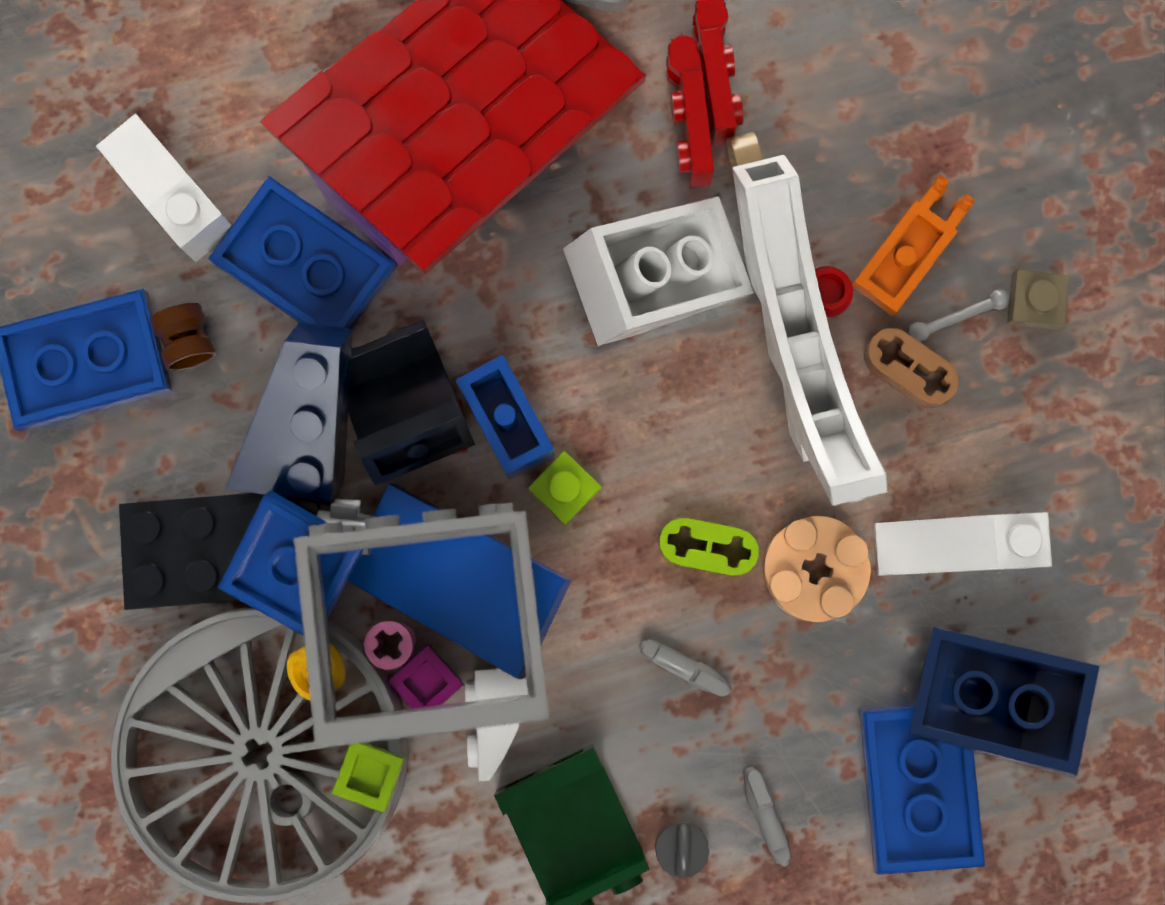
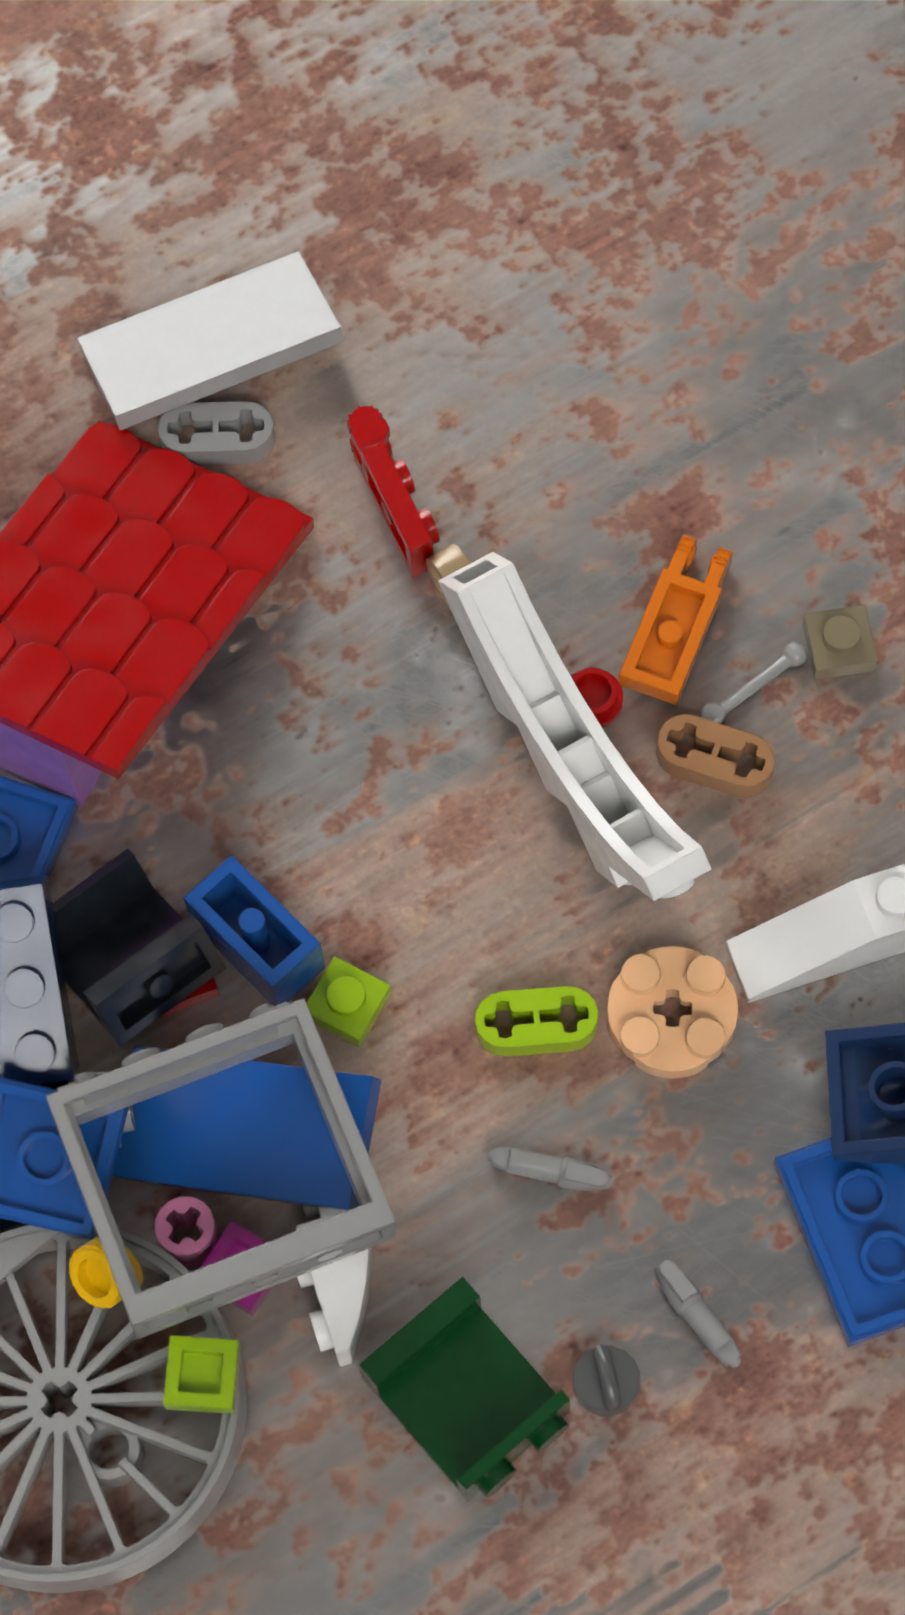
camera: 10 degrees left, 15 degrees down
(656, 269) = (384, 724): white slope -> none
(690, 108) = (374, 539): red hinge -> none

